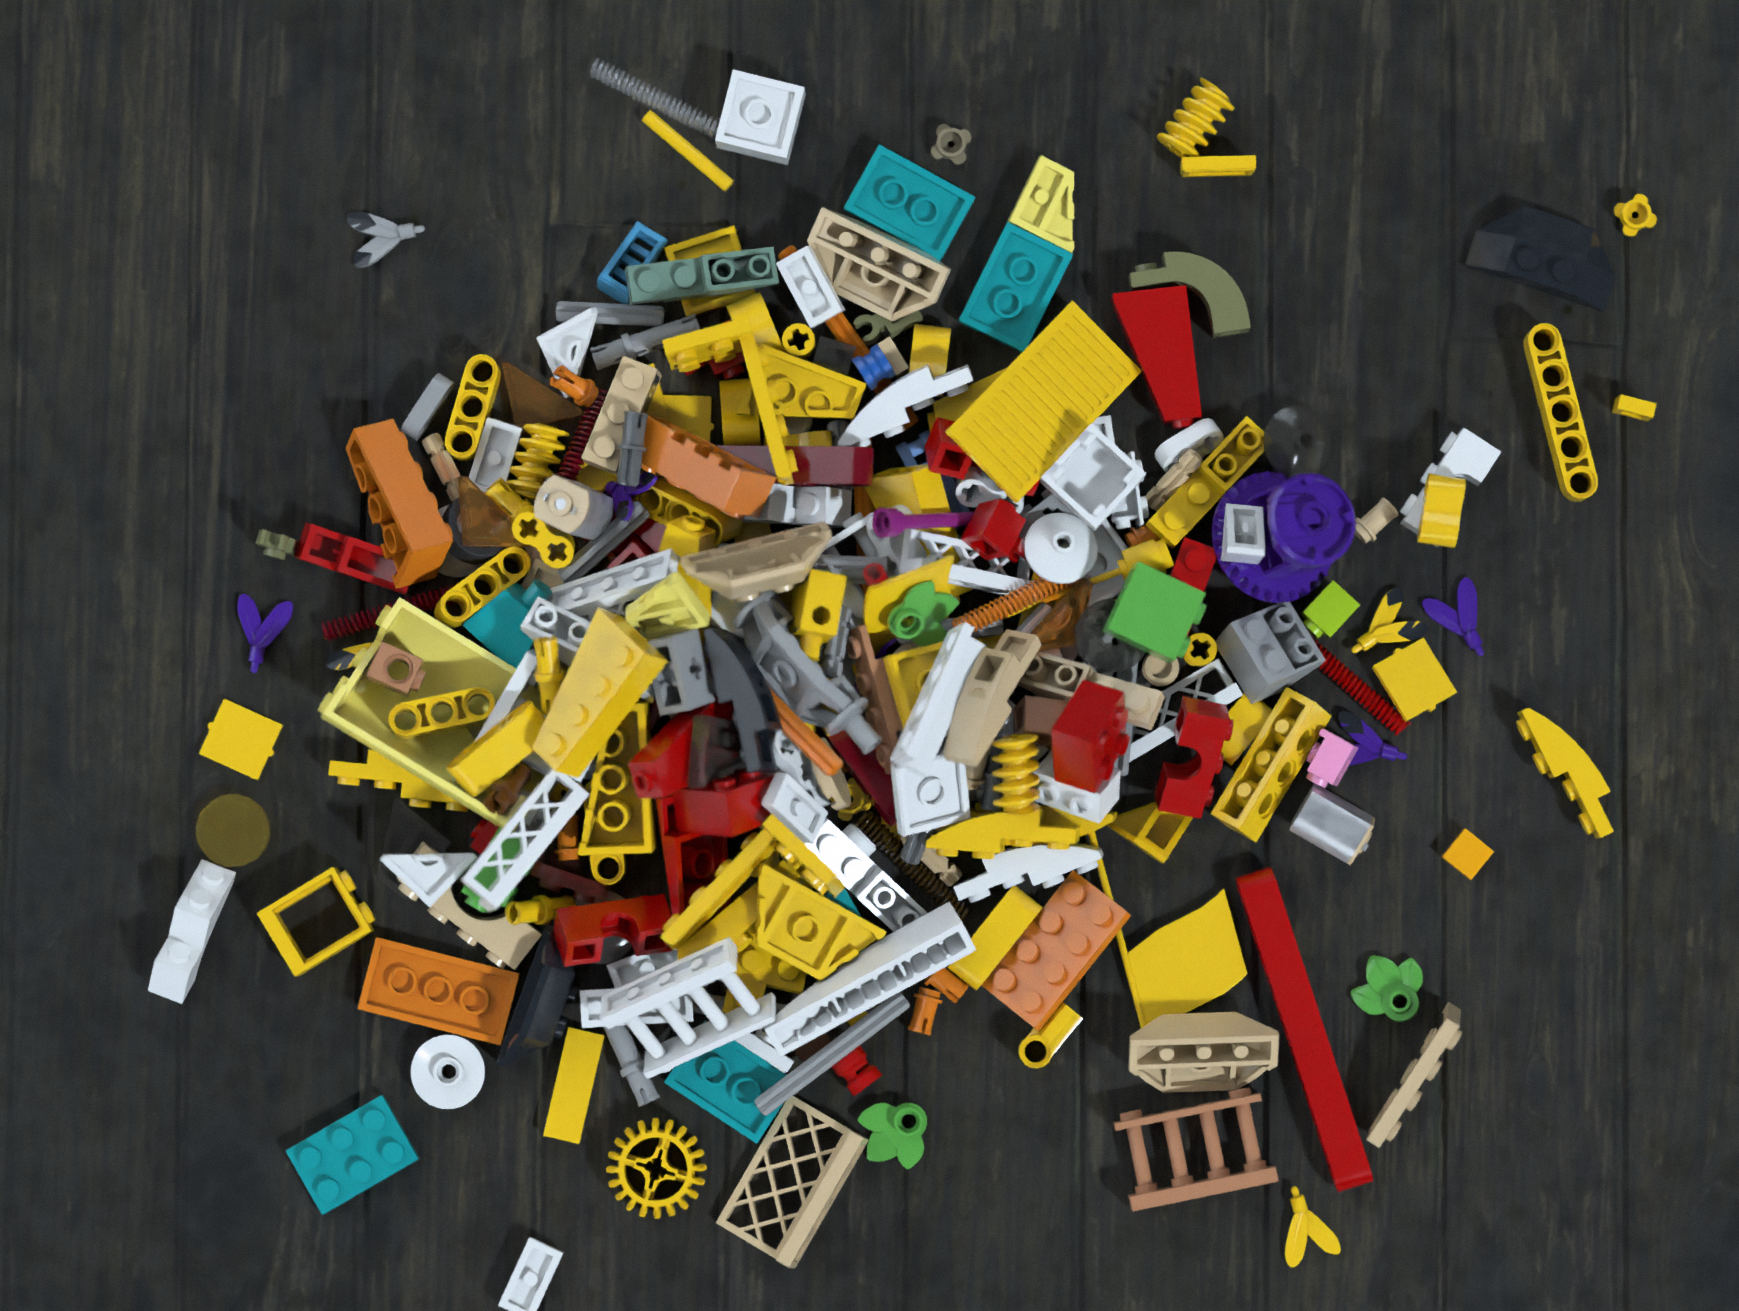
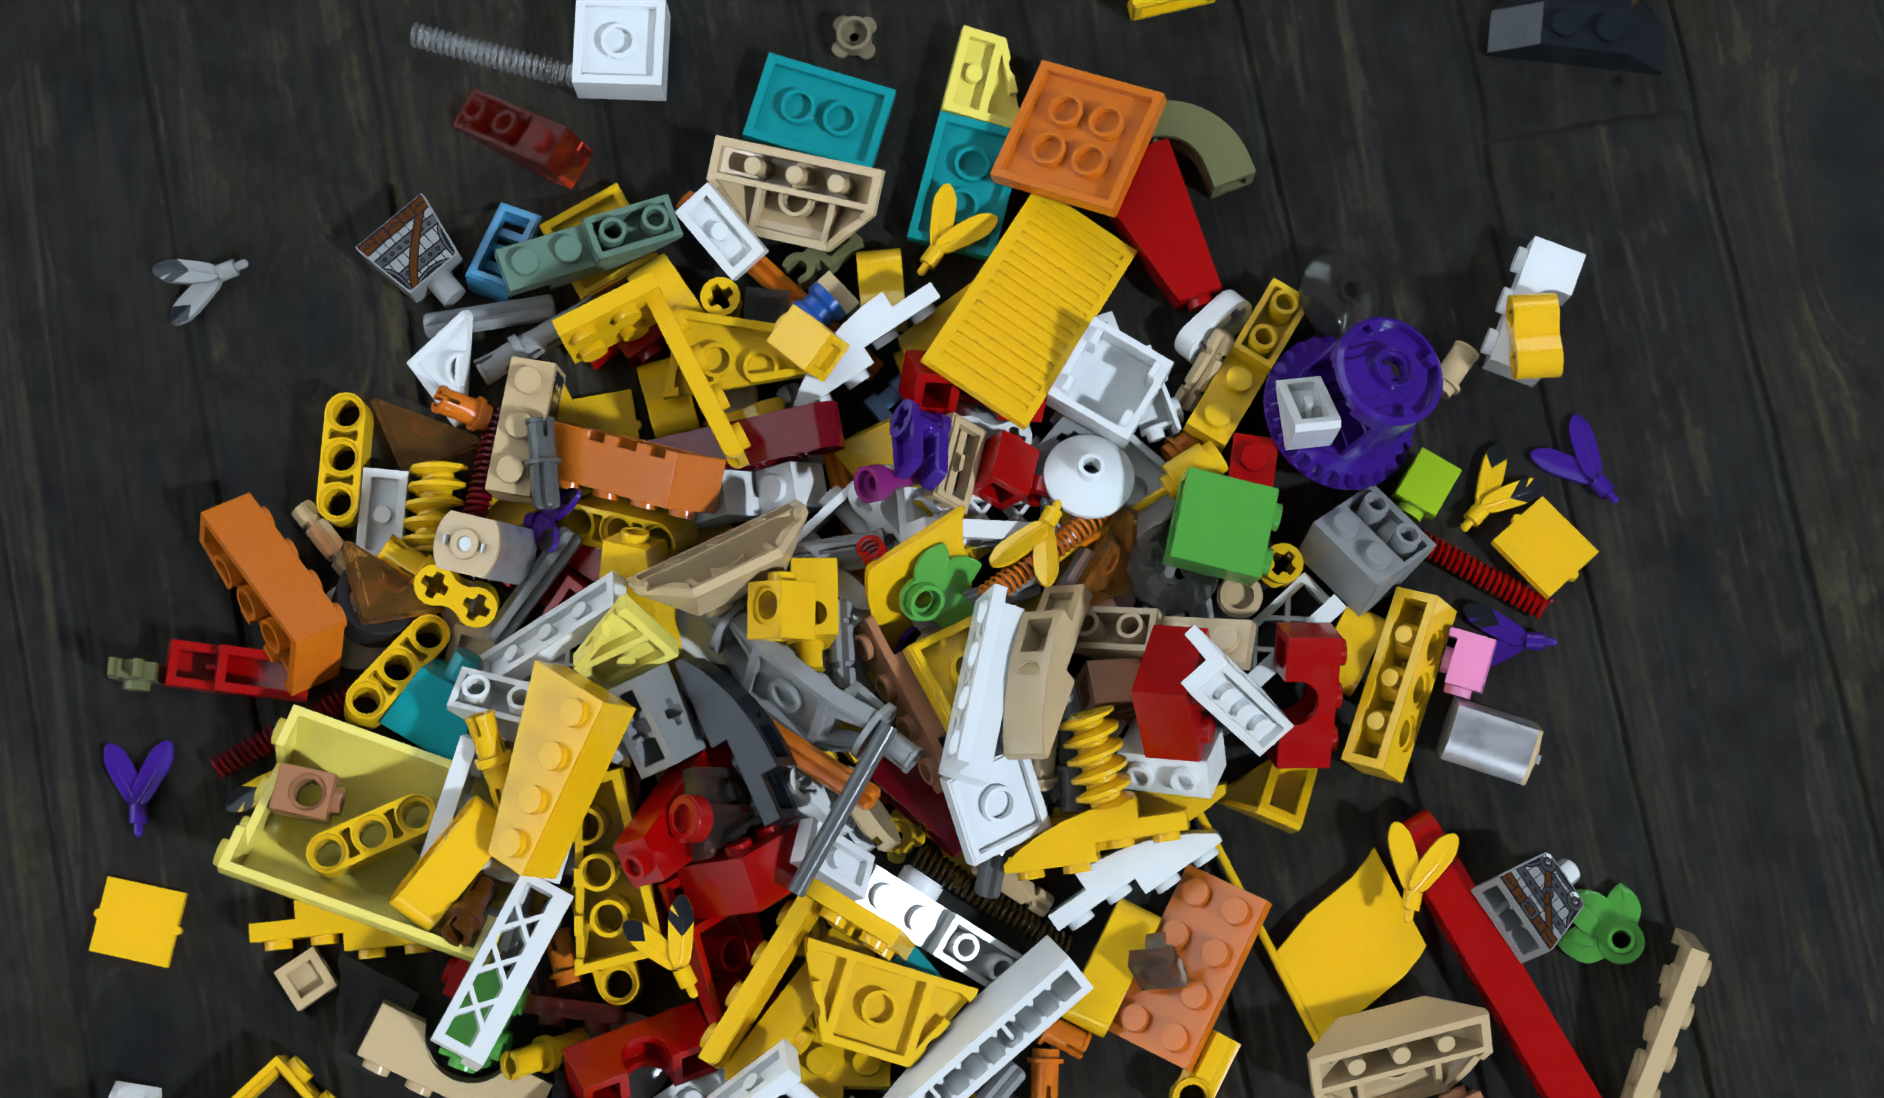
camera: 20 degrees left, 5 degrees down
(233, 830) = (148, 1036): clear yellow tile -> none
(364, 812) = (307, 978): none -> tan tile
(427, 406) = (290, 470): light grey beam -> none
(428, 873) = (393, 1039): white tile -> none
(562, 251) = (416, 254): none -> torso
(659, 852) = (671, 952): none -> yellow piece
(666, 172) = (524, 138): none -> clear red slope
(687, 150) = (544, 108): yellow bar -> none
(692, 754) = (690, 818): none -> red tile
(795, 608) = (781, 608): none -> yellow brick
(810, 771) = (842, 809): none -> dark grey bar
(860, 396) = (807, 342): none -> yellow brick
(931, 497) = (920, 443): none -> dark purple piece
(952, 514) = (957, 461): none -> tan tile
(988, 326) = (945, 237): none -> yellow piece
(1005, 589) = (1037, 537): none -> yellow piece
(1030, 942) = (1157, 964): none -> clear smoke tile
(1112, 271) = (1078, 138): none -> orange plate
(1132, 748) = (1234, 696): none -> white fence
(1250, 917) = (1414, 874): none -> yellow piece
(1335, 957) = (1532, 904): none -> torso
(1467, 854) = (1656, 743): light orange tile -> none
(1562, 755) = (1743, 600): yellow slope -> none
(1566, 395) = (1643, 176): yellow beam -> none
(1634, 407) = (1726, 174): yellow tile -> none

